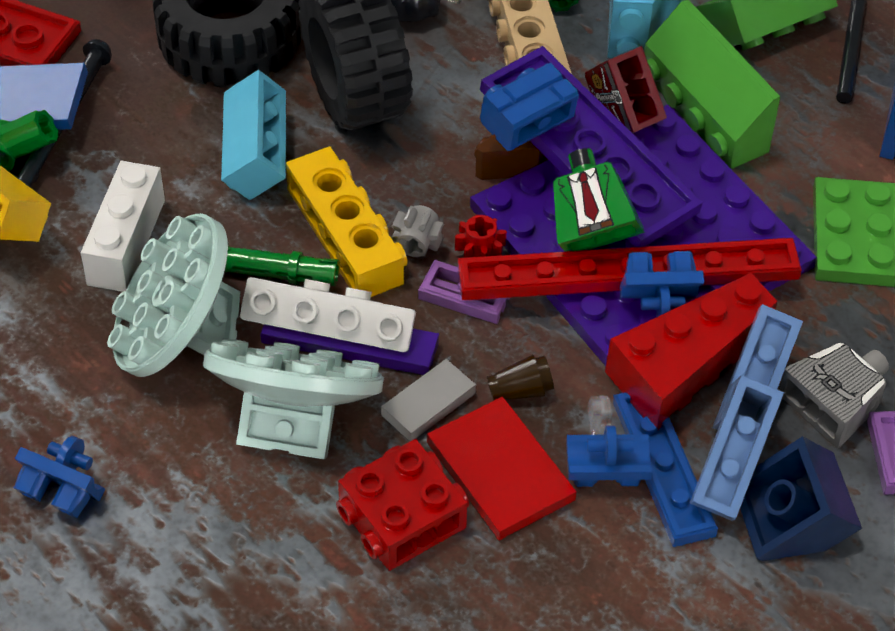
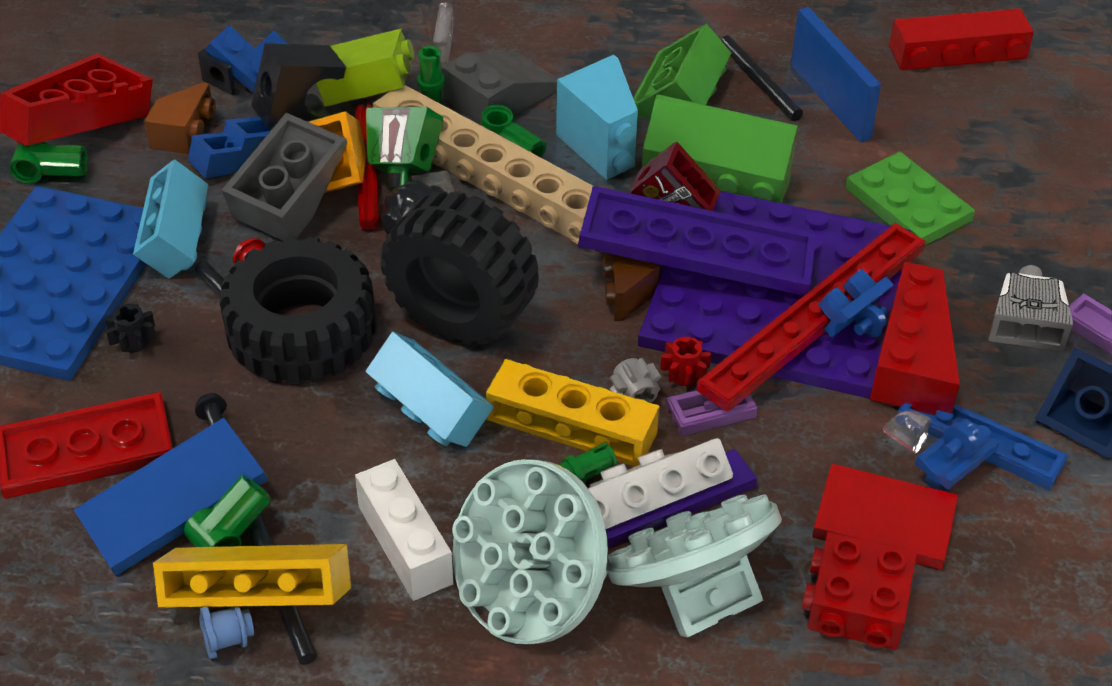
camera: 40 degrees left, 5 degrees down
(428, 400) = (785, 488): light grey tile -> none
(523, 379) = (832, 440): dark brown cone -> none
(528, 106) = (644, 231): blue brick -> none
(592, 205) = (760, 276): green torso -> none
(746, 413) = (1010, 358): medium blue bracket -> none

